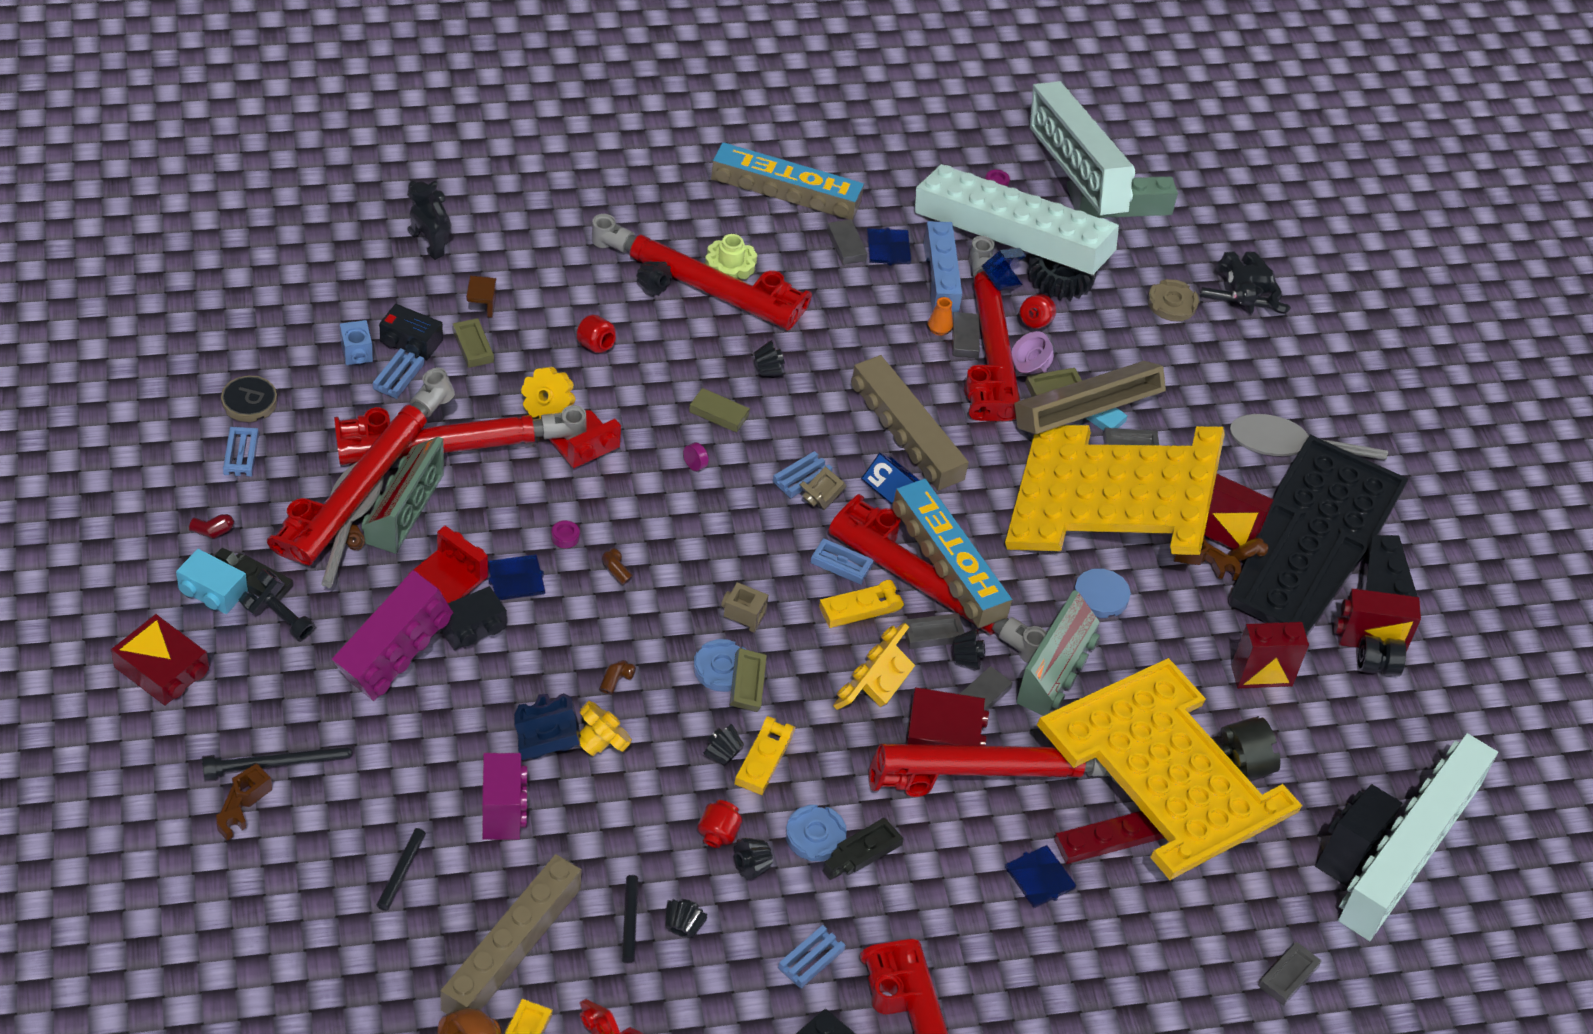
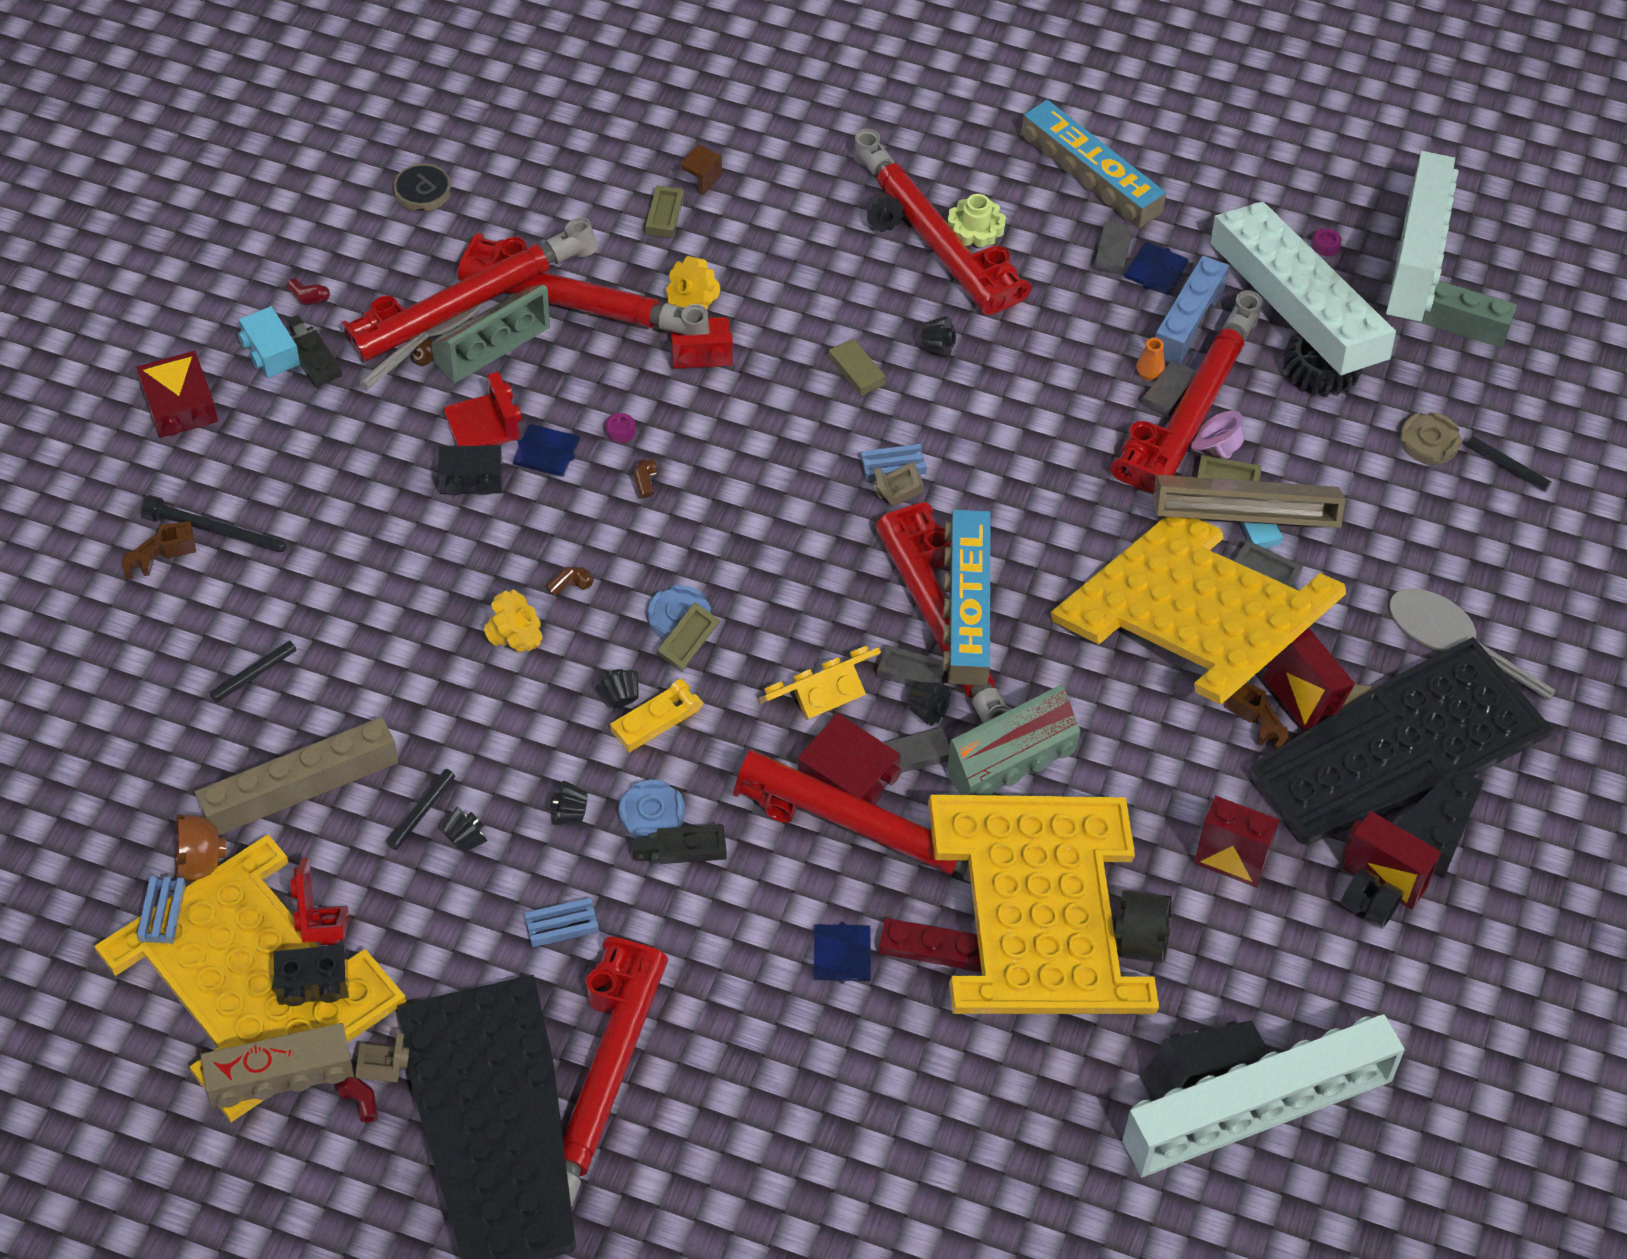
camera: 35 degrees right, 5 degrees up
(239, 467) = (385, 235): medium blue tile -> none
(300, 627) = (295, 378): black bar -> none
(356, 342) = (552, 170): medium blue brick -> none
(379, 383) = (572, 210): medium blue tile -> none
(393, 635) = (375, 454): magenta brick -> none
(411, 331) = (609, 179): black brick -> none
(429, 216) = (697, 72): black animal -> none
(503, 796) = (375, 643): magenta brick -> none
(546, 726) = (465, 598): dark blue plate -> none
(596, 333) = (785, 246): red head -> none
(695, 456) = (796, 402): magenta tile -> none
(719, 823) = (561, 759): red head -> none
(745, 605) = (737, 566): dark tan brick -> none
(840, 563) = (874, 584): medium blue tile -> none
(861, 604) = (858, 612): yellow plate -> none
(887, 475) = (983, 493): blue panel -> none
(909, 423) = (1038, 454): dark tan brick -> none
(1000, 271) = (1249, 334): clear blue panel -> none
(1045, 307) = (1260, 392): red head -> none
(1103, 592) = (1117, 705): medium blue tile -> none
(1250, 548) = (1309, 725): reddish brown arm -> none
(1251, 280) = (1532, 448): black animal -> none
(1289, 973) = (1026, 1166): flat silver tile -> none

